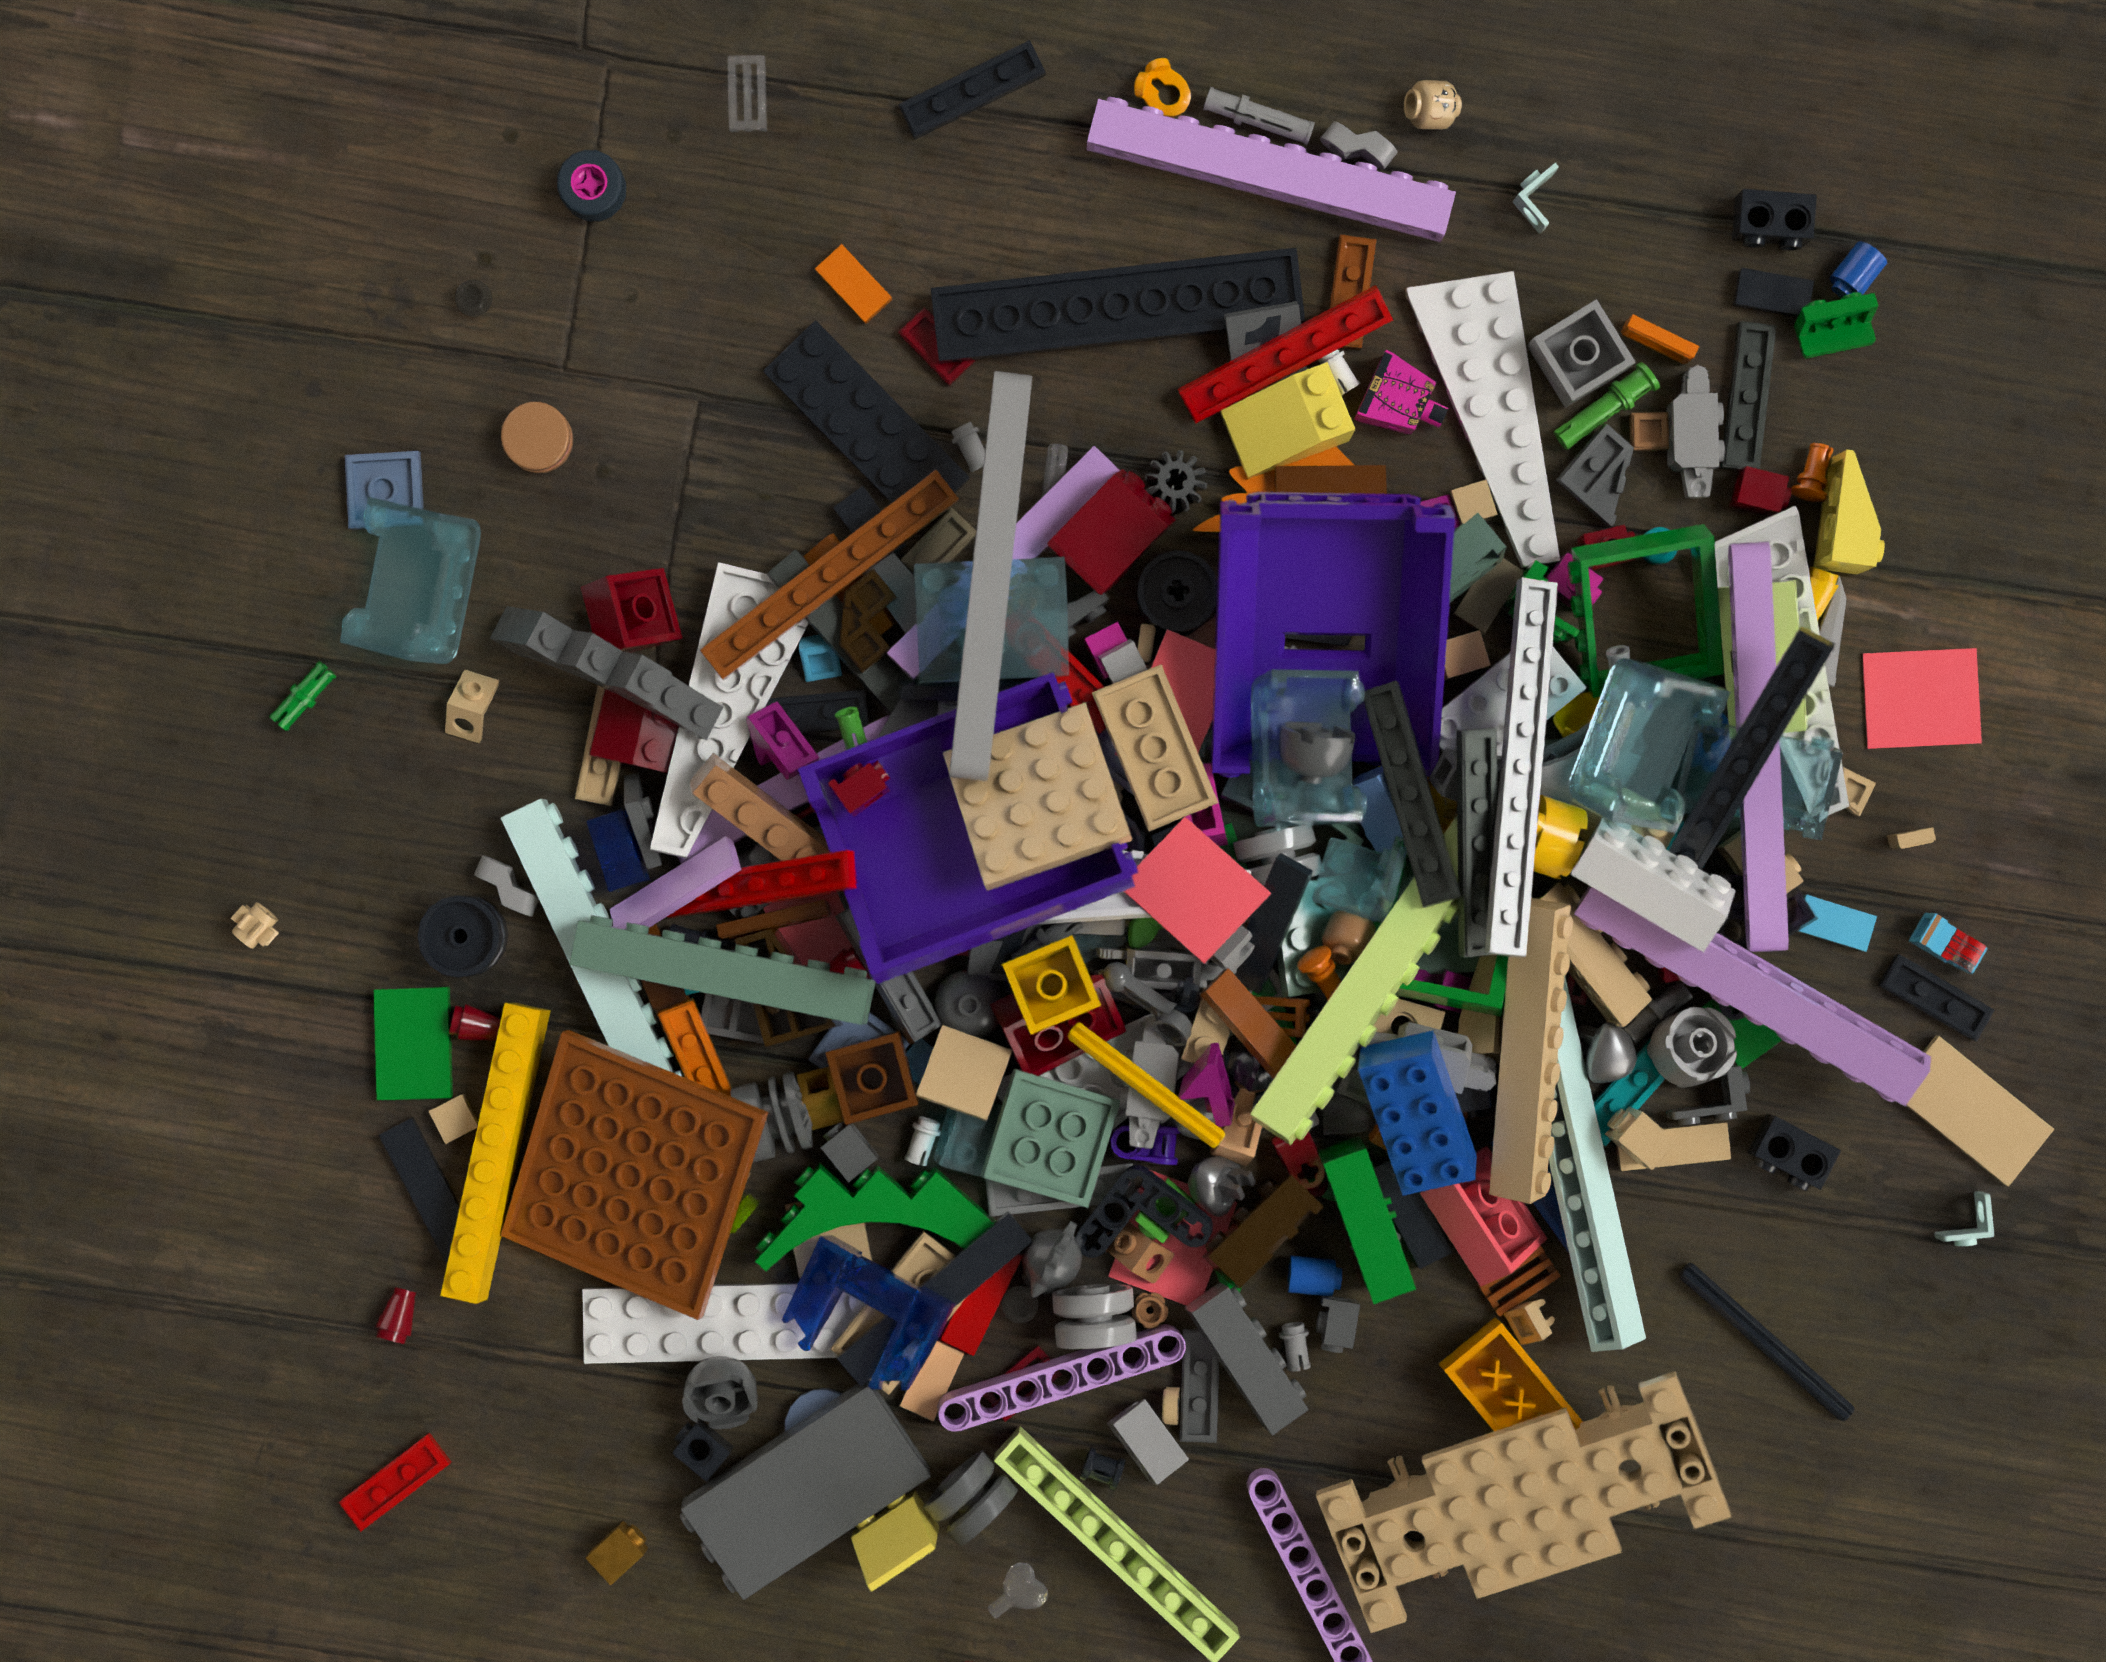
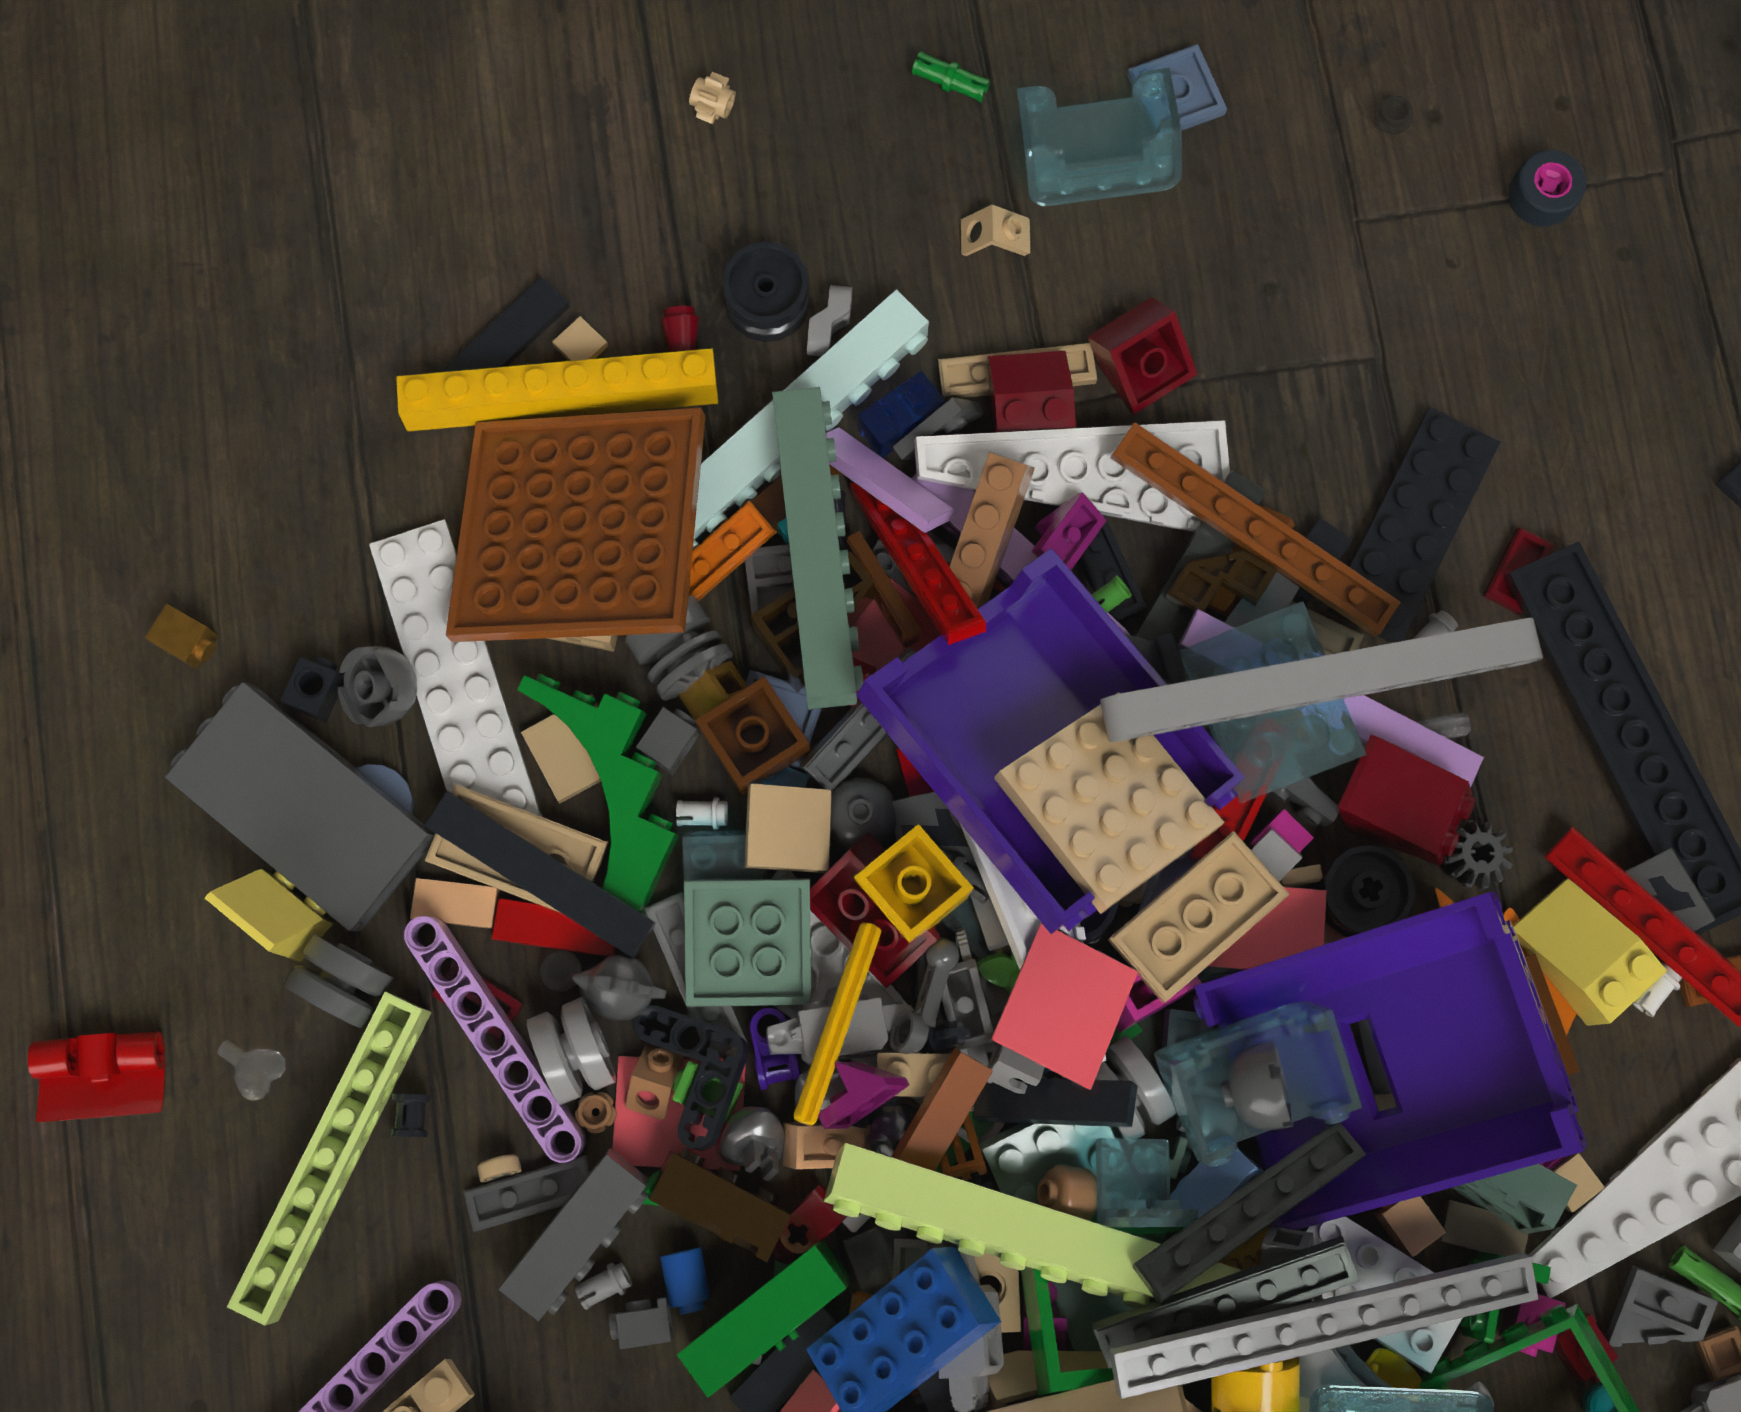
camera: 70 degrees right, 10 degrees down
(395, 1482) = (196, 399): red tile -> none
(397, 1316) = (363, 349): dark red cone -> none
(413, 1043) = (642, 281): green tile -> none
(537, 437) = (1282, 213): medium nougat head -> none
(628, 674) = (1086, 356): dark grey arch -> none
(744, 1210) = (569, 652): clear neon green tile -> none
(747, 125) = (1666, 319): clear tile -> none
(818, 659) = (1160, 553): medium azure slope -> none
(853, 284) = (1549, 468): orange tile -> none
(861, 786) = (1054, 620): dark red brick -> none
(918, 1310) = (522, 858): clear blue wedge -> none
(1147, 1441) = (453, 1155): light grey hinge -> none
(1320, 969) = (1024, 1173): orange pin -> none
(1399, 397) = (1655, 1063): dark pink torso -> none

